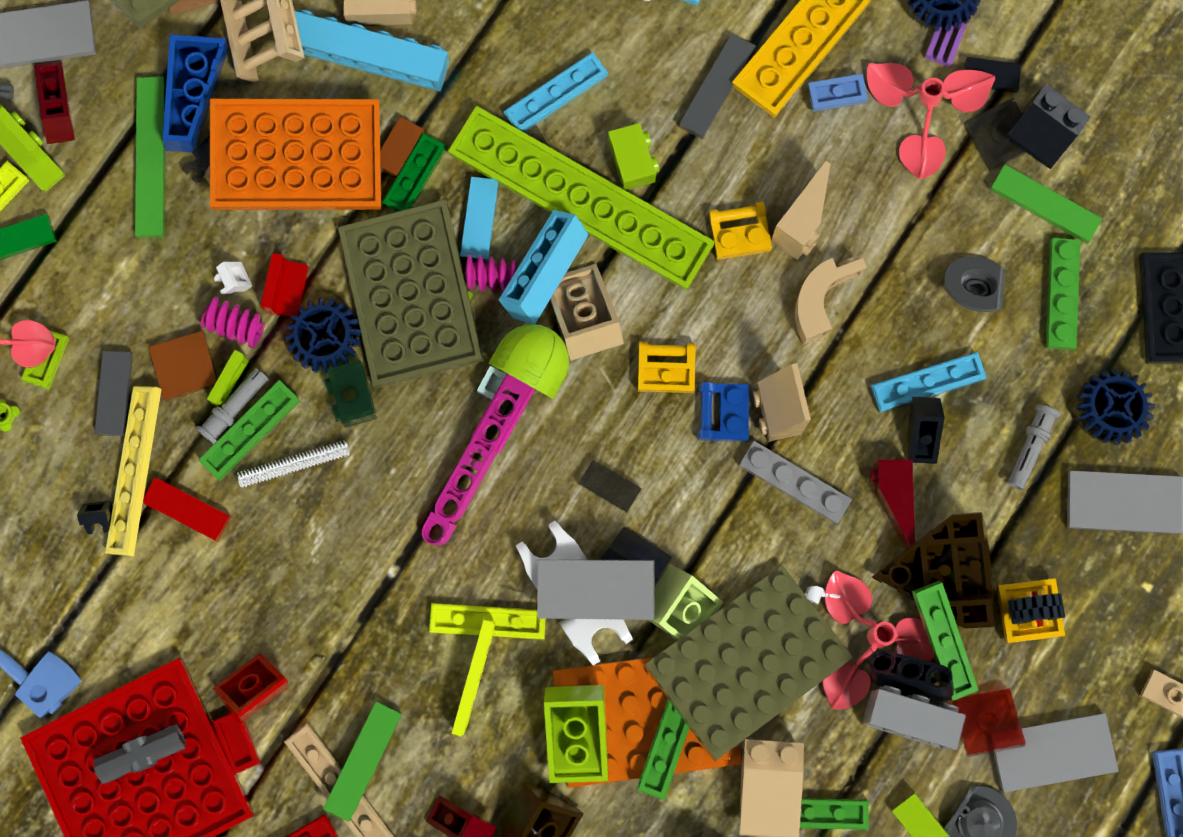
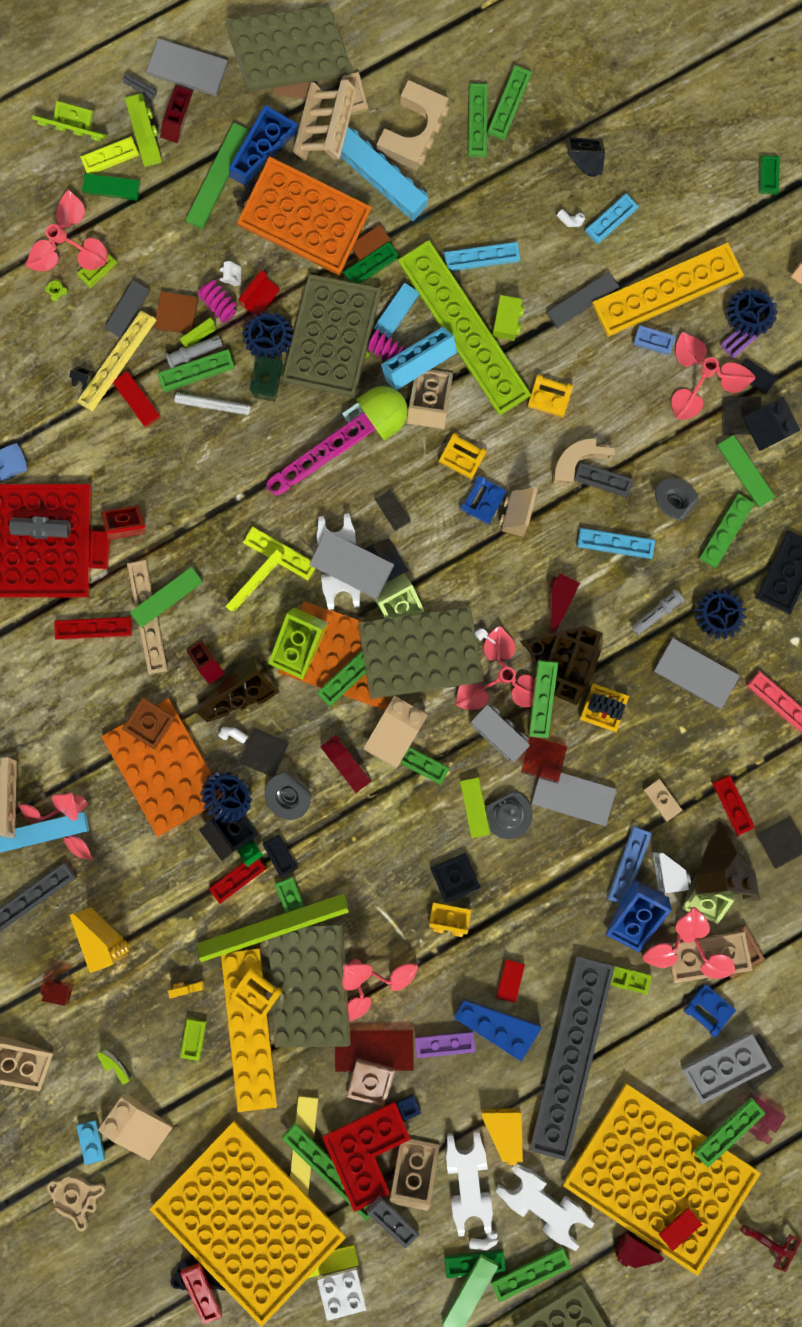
camera: 25 degrees right, 5 degrees up
(795, 482) = (504, 563): light grey plate -> none
(799, 226) = (588, 407): tan slope -> none
(867, 306) = (603, 479): none -> dark grey tile
(901, 666) = (519, 710): black beam -> none
(925, 429) = (598, 570): black slope -> none

